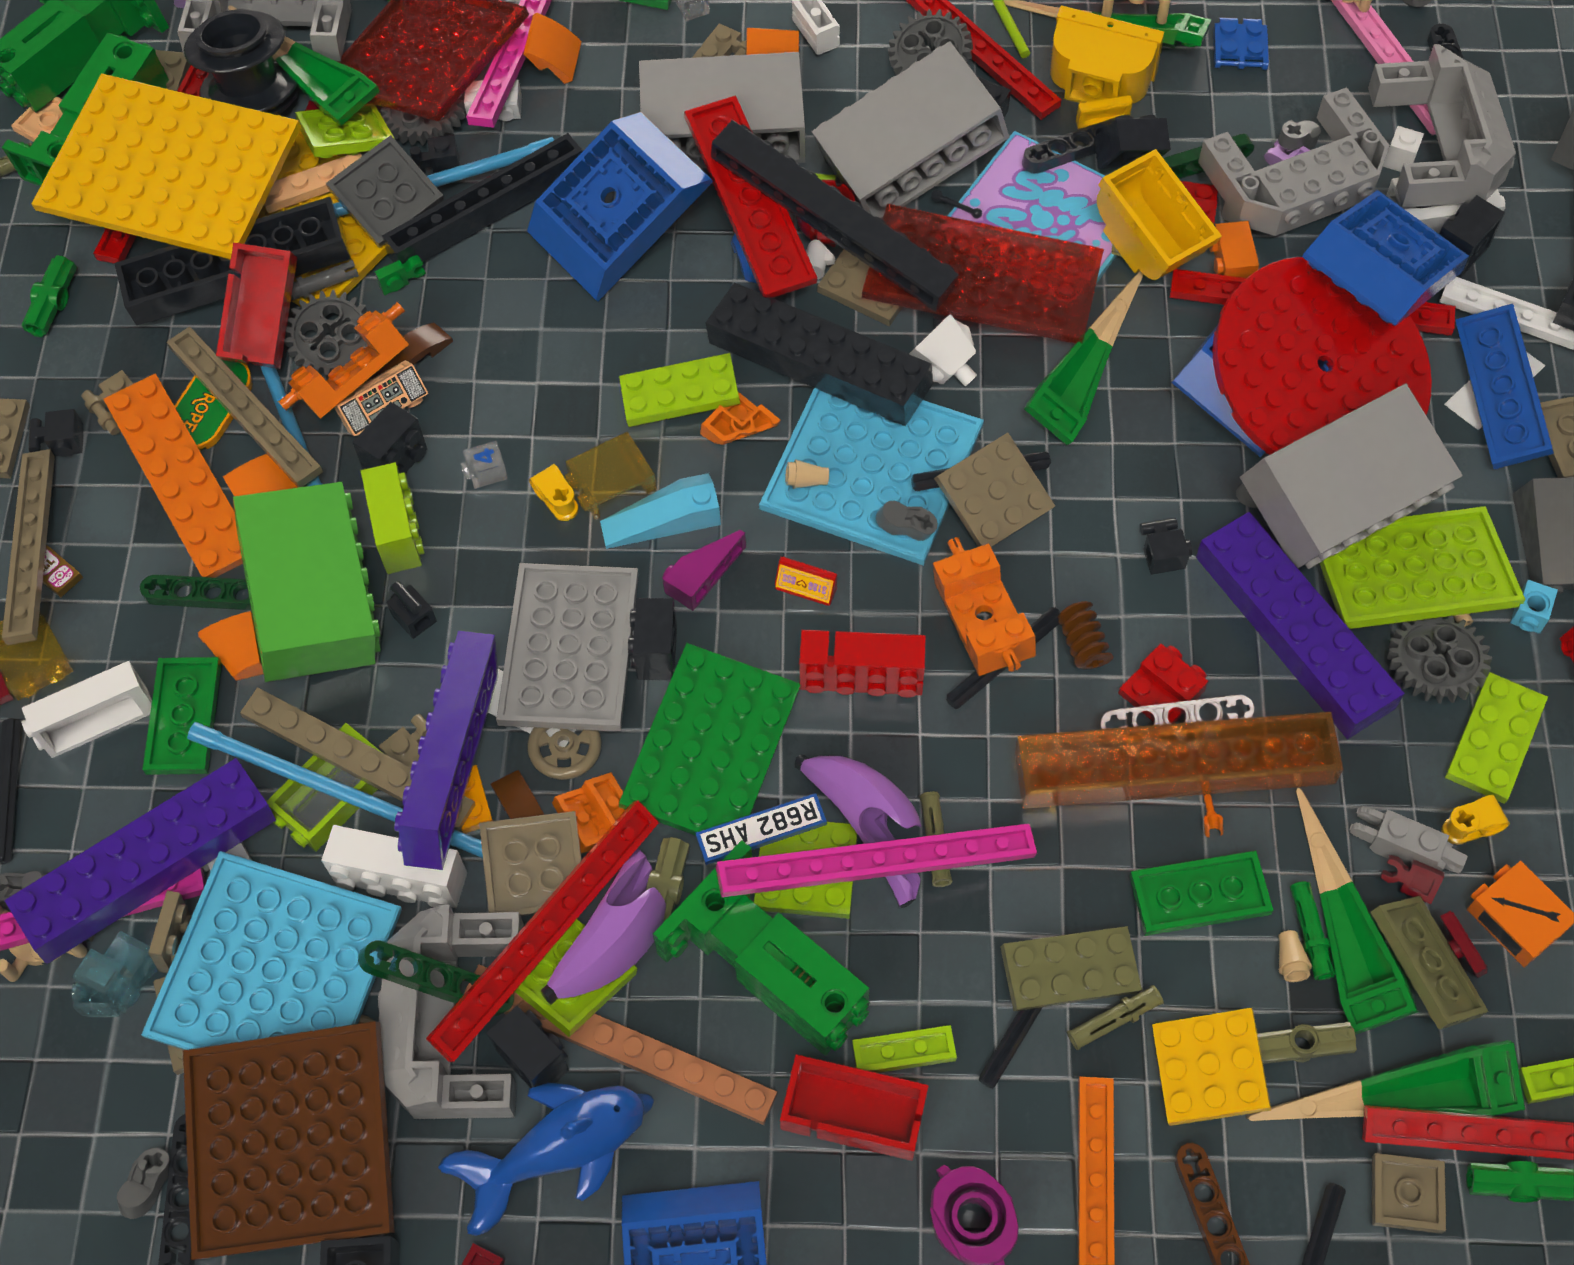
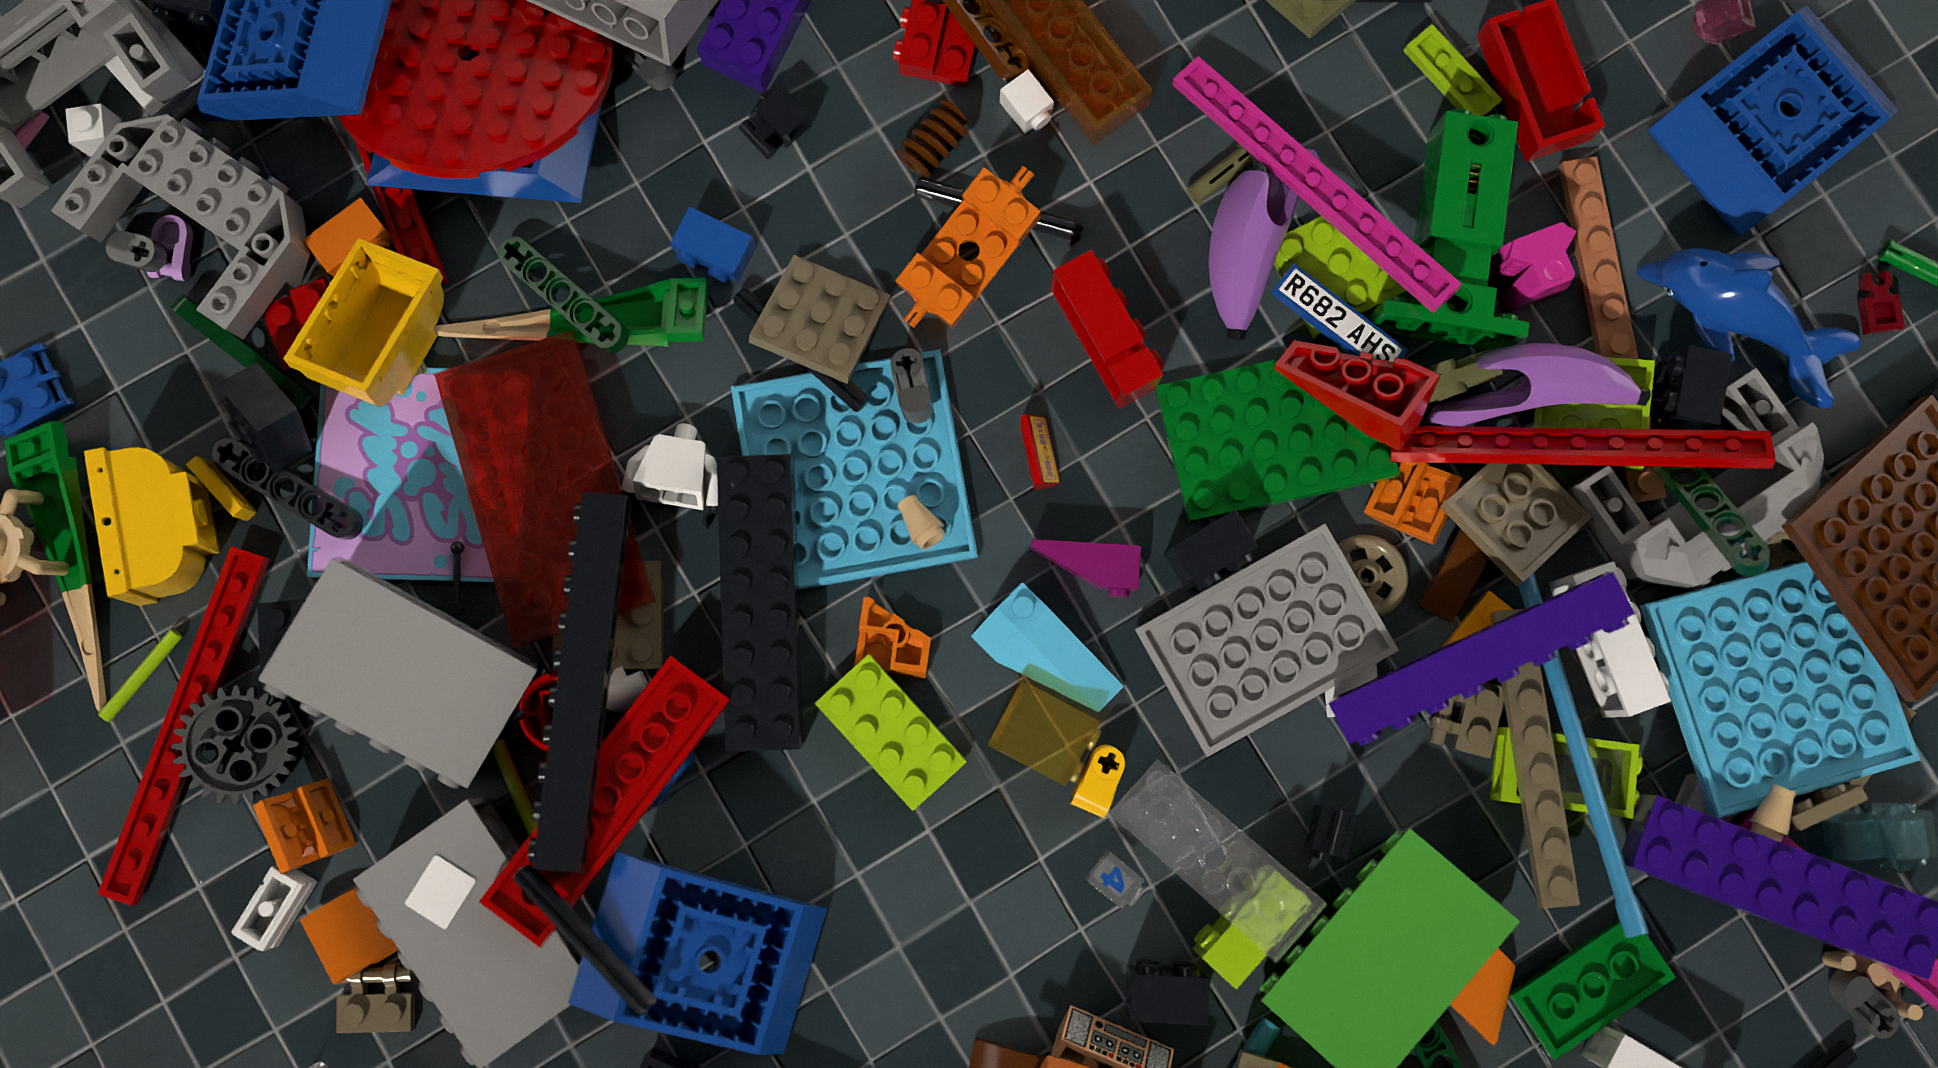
camera: 125 degrees left, 20 degrees up
(189, 882) = (1774, 813): none -> tan cone
(448, 513) = (1218, 860): none -> clear plate
(667, 129) = (585, 939): none -> black axle
(693, 808) = (1370, 393): none -> red wedge
(704, 1001) = (1535, 266): none -> dark pink piece
(758, 88) = (440, 892): none -> white sticker
(854, 57) = (304, 825): none -> orange slope
(1070, 353) = (573, 304): none -> dark green beam
(1076, 715) = (1027, 102): none -> white brick
(1094, 458) = (712, 245): none -> blue brick

